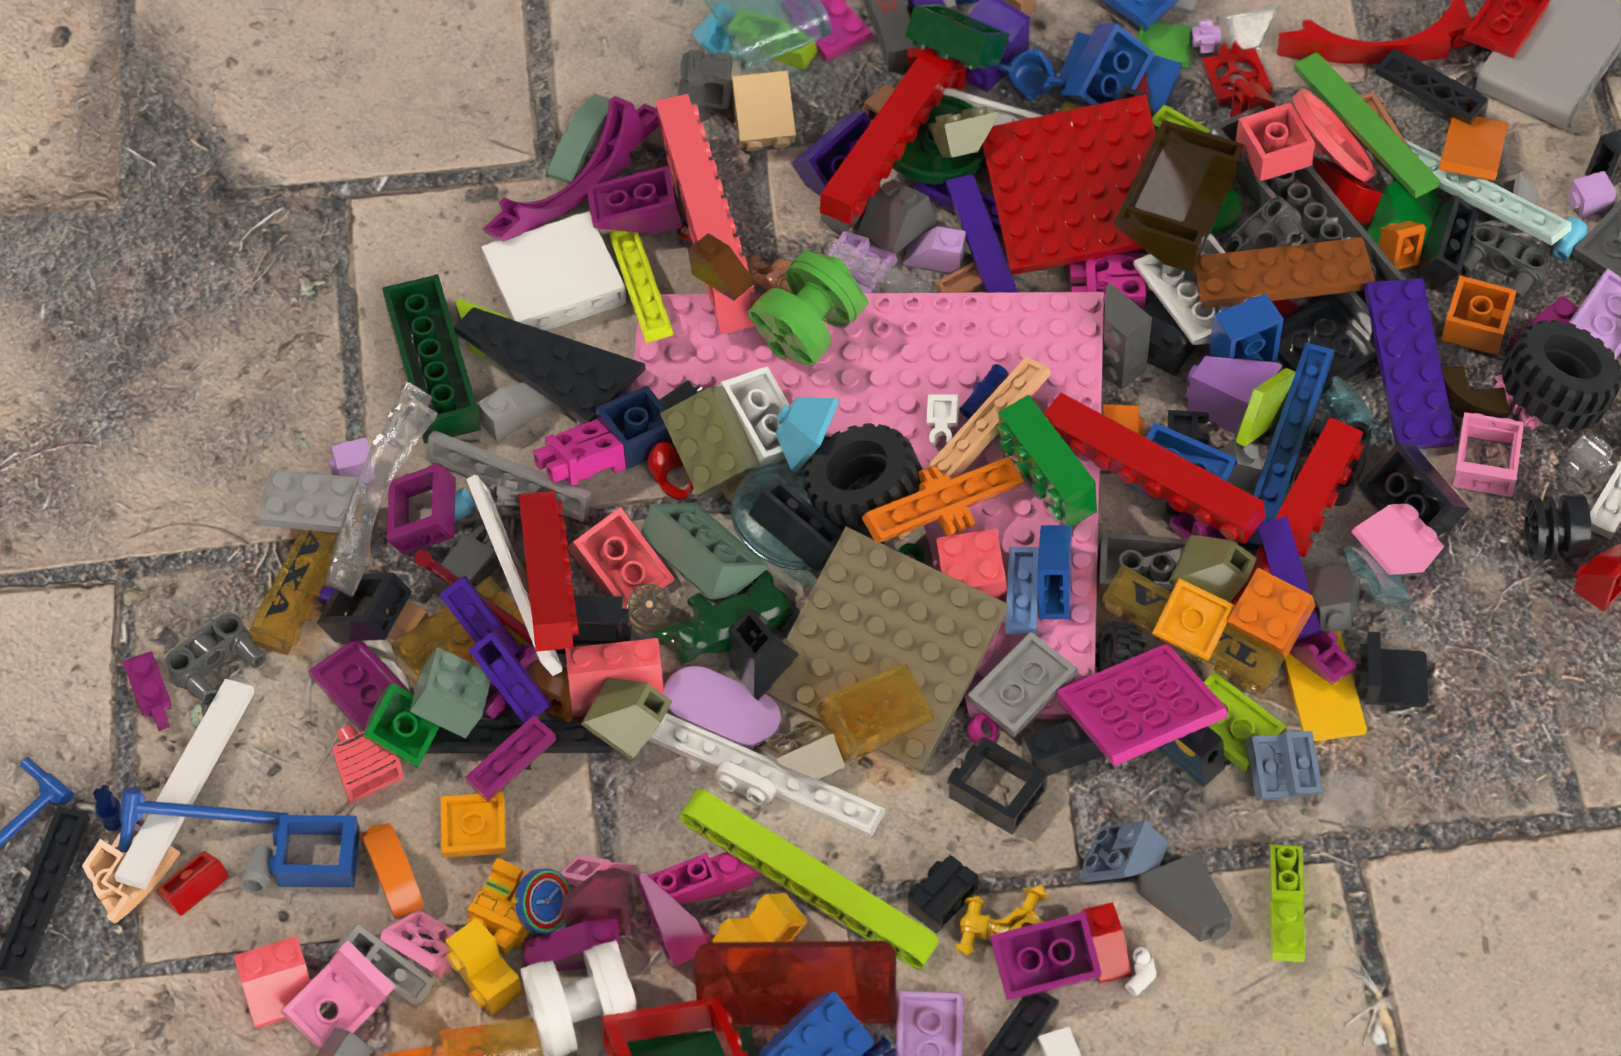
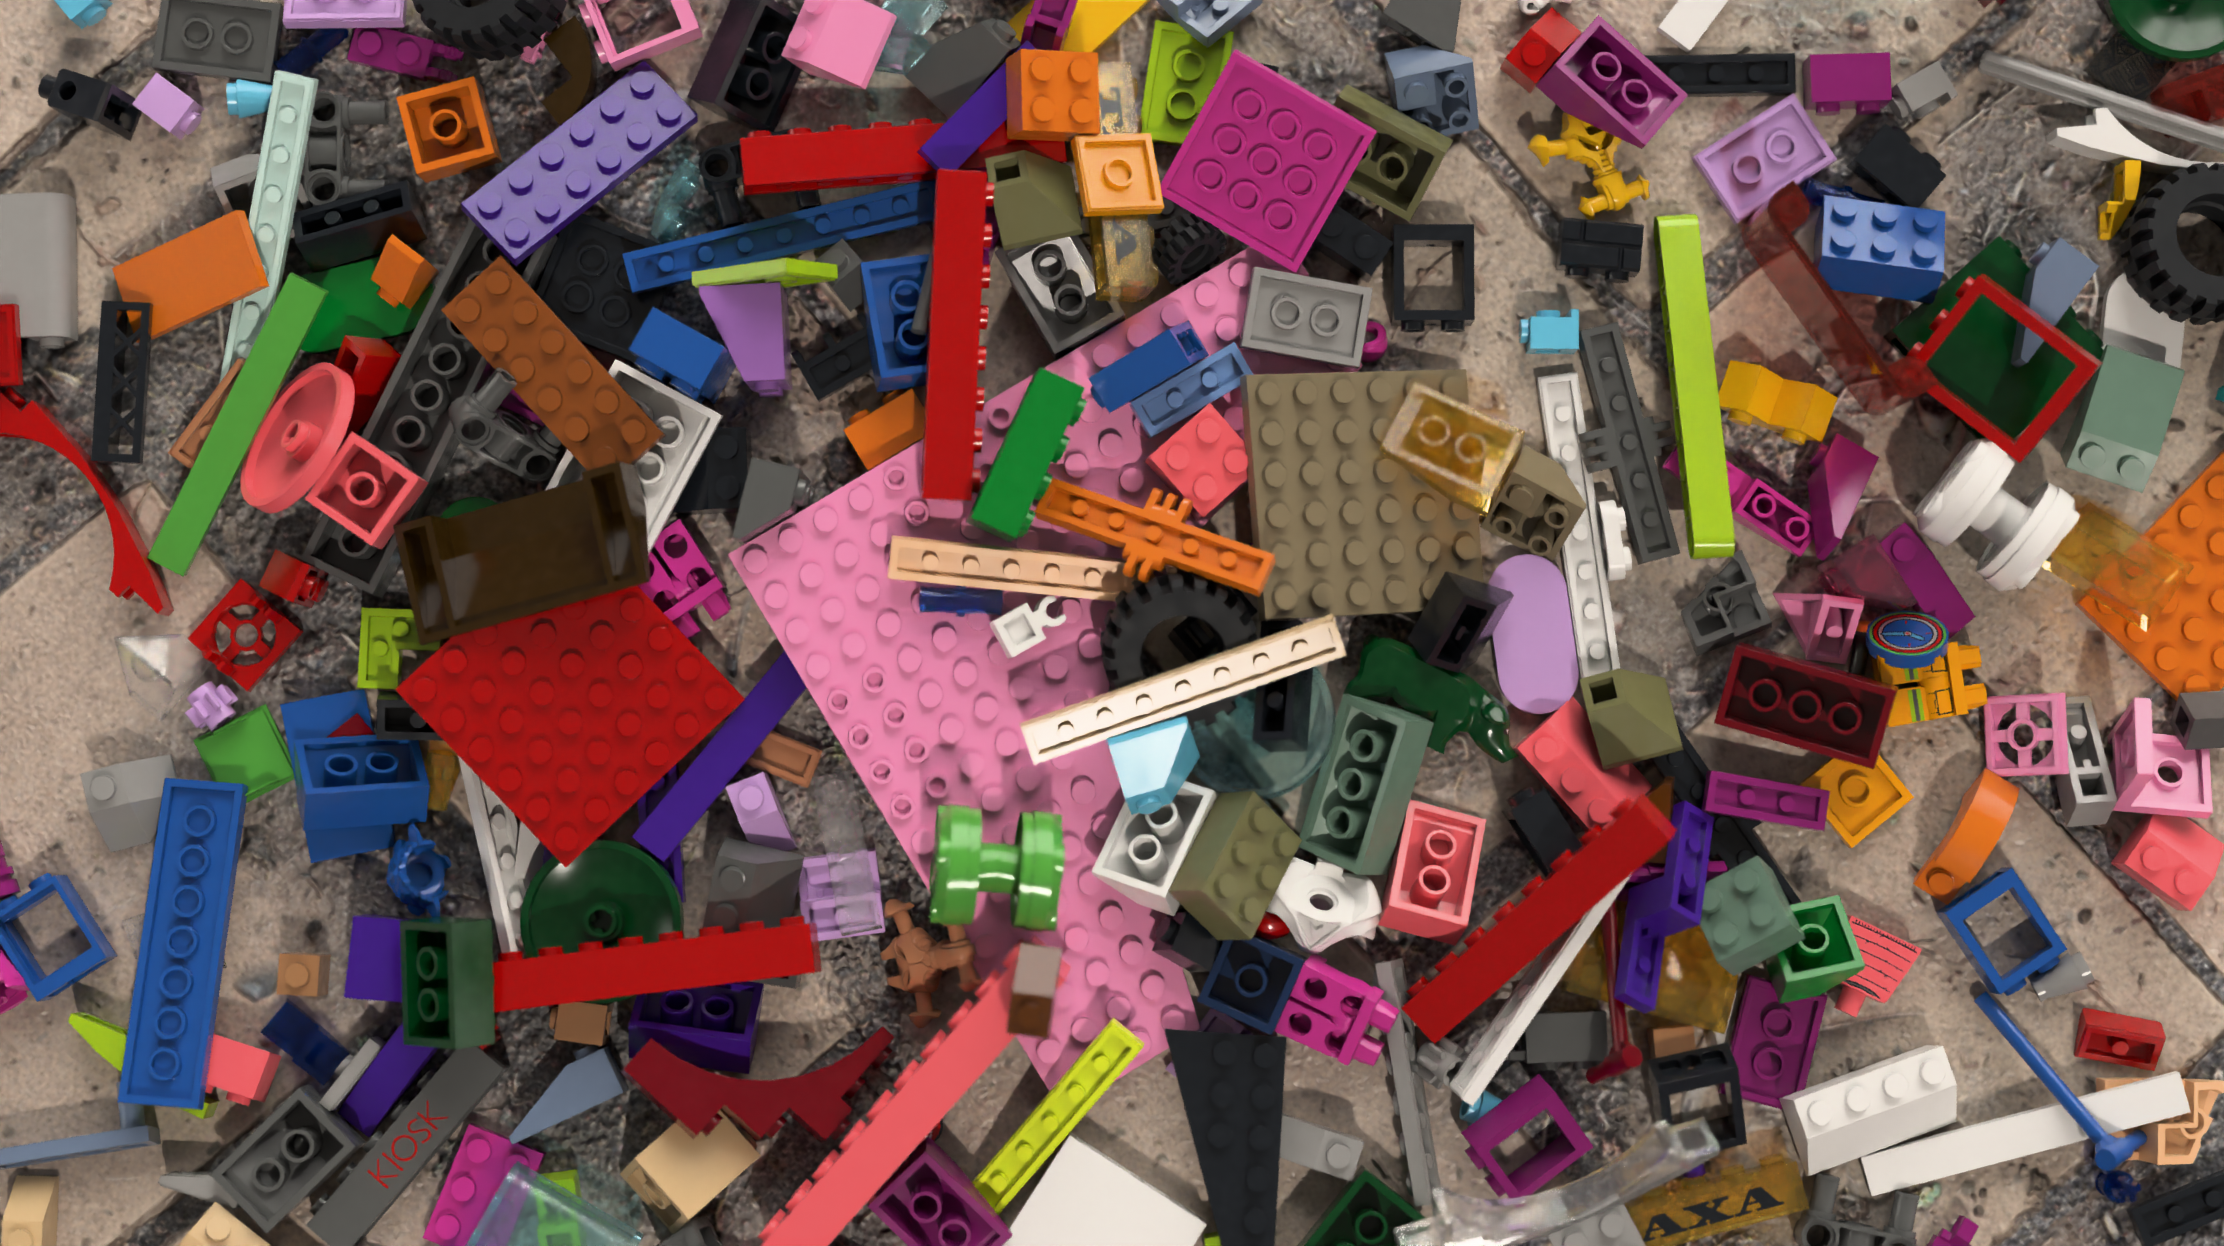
camera: 125 degrees left, 30 degrees up
(278, 706) = (1872, 1108): none -> white slope
(485, 972) = (2016, 647): yellow brick -> none
(550, 813) = (1806, 705): none -> dark red brick
(630, 490) = (1325, 904): none -> white piece
(648, 607) = (1471, 797): wheel -> none
(648, 825) = (1726, 609): none -> dark grey slope
(794, 121) = (696, 1096): none -> dark red arch
(812, 835) = (1627, 443): none -> dark grey hinge
(836, 457) = (1183, 689): none -> tile
(849, 83) = (577, 1088): none -> sand blue slope
(906, 831) = (1550, 332): none -> medium azure brick
(962, 134) = (584, 882): slope -> none
(1101, 794) = (1399, 158): none -> olive brick
(1580, 277) = (311, 50): none -> clear blue axle

